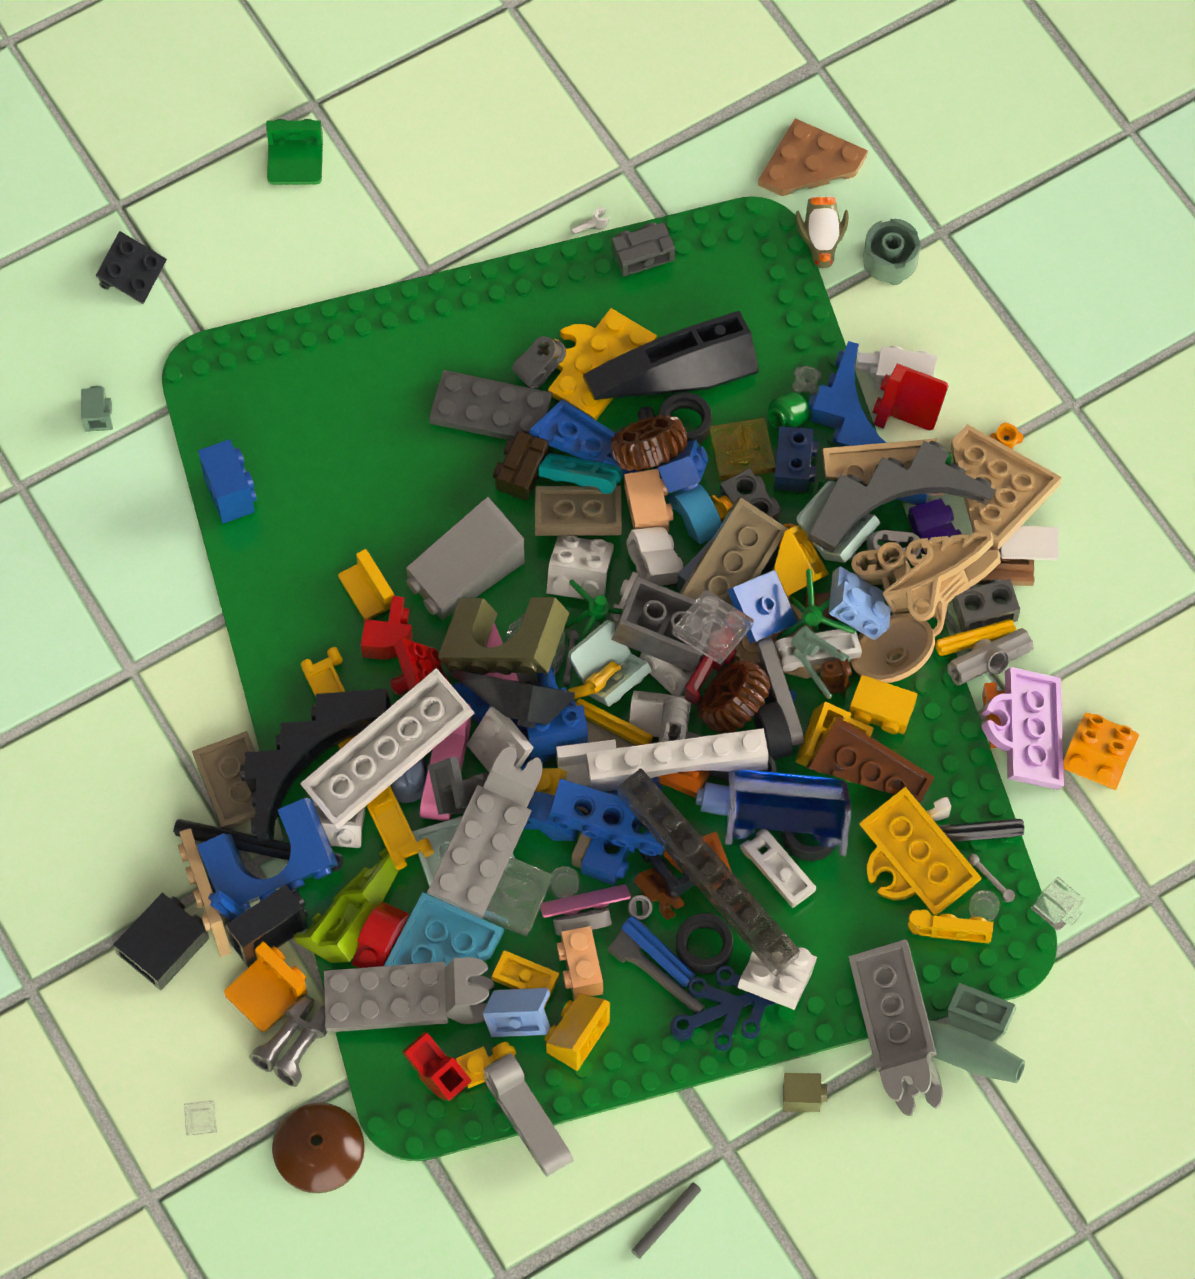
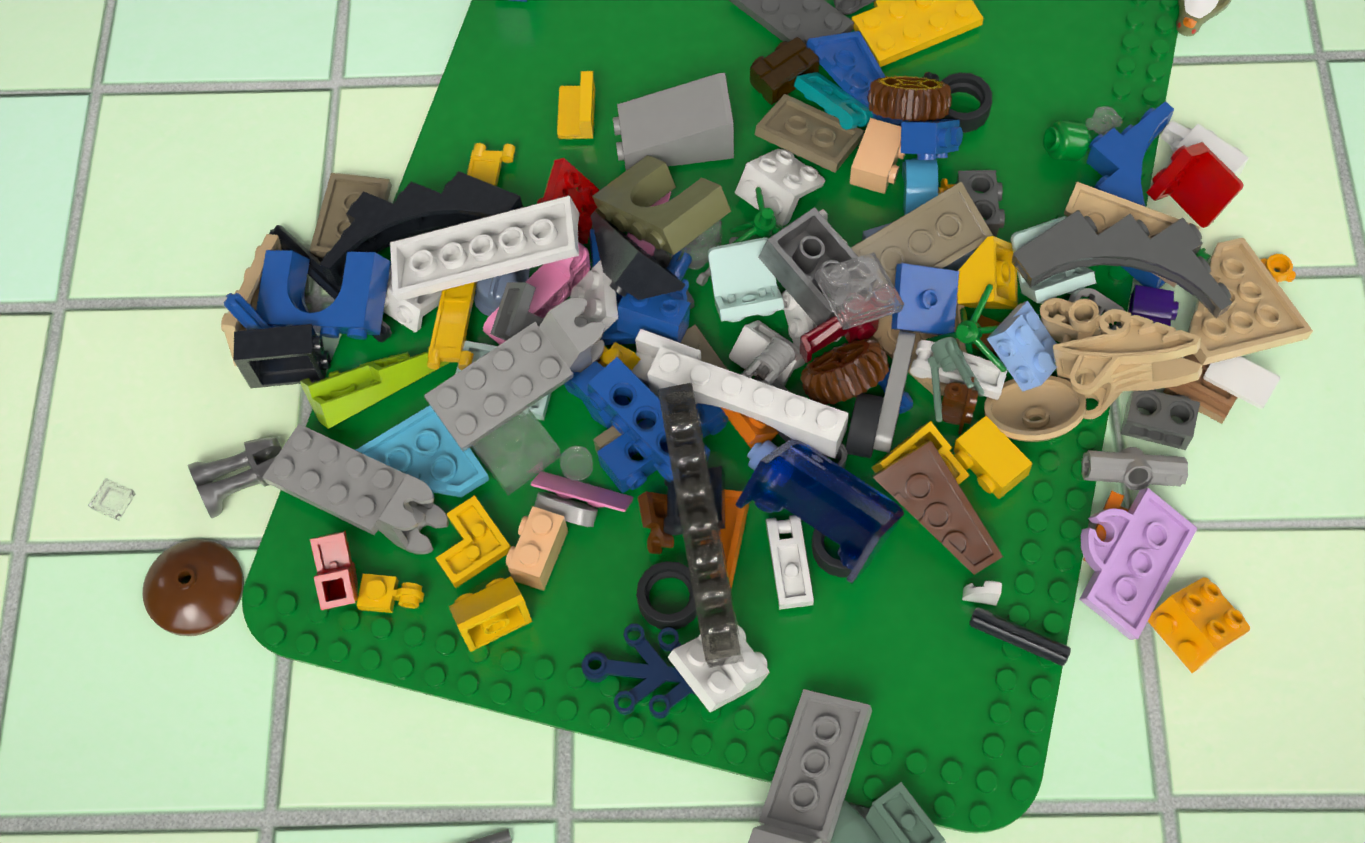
camera: 35 degrees right, 0 degrees up
(162, 940) = (186, 322): black brick -> none
(266, 988) = (246, 413): light orange bracket -> none
(379, 935) = (370, 417): red brick -> none
(380, 635) = (577, 152): red brick -> none
(517, 1012) = (443, 561): light blue panel -> none
(526, 1115) = (388, 669): light grey beam -> none
(596, 681) = (722, 291): yellow piece -> none
(614, 724) = (716, 338): yellow axle -> none
(626, 949) = (594, 558): dark grey piece -> none
(646, 907) = (622, 523): light grey hinge -> none
(654, 555) = (854, 206): white brick -> none
(658, 951) = (619, 578): blue axle -> none
(680, 361) = (990, 45): black wedge -> none
(740, 440) = (1002, 146): clear yellow plate -> none
(794, 459) = (1046, 185): dark blue brick -> none
(803, 1092) = (673, 802): olive brick -> none
(891, 251) = (1259, 45): sand green brick -> none
(916, 855) = (935, 625): yellow plate -> none
(950, 927) = (928, 718): yellow hinge -> none
(969, 638) = (1121, 440): yellow axle -> none
(984, 905) = (977, 716): clear tile -> none
(1008, 895) = (1010, 719): light grey hinge -> none
(1059, 904) = (1058, 759): clear brick -> none

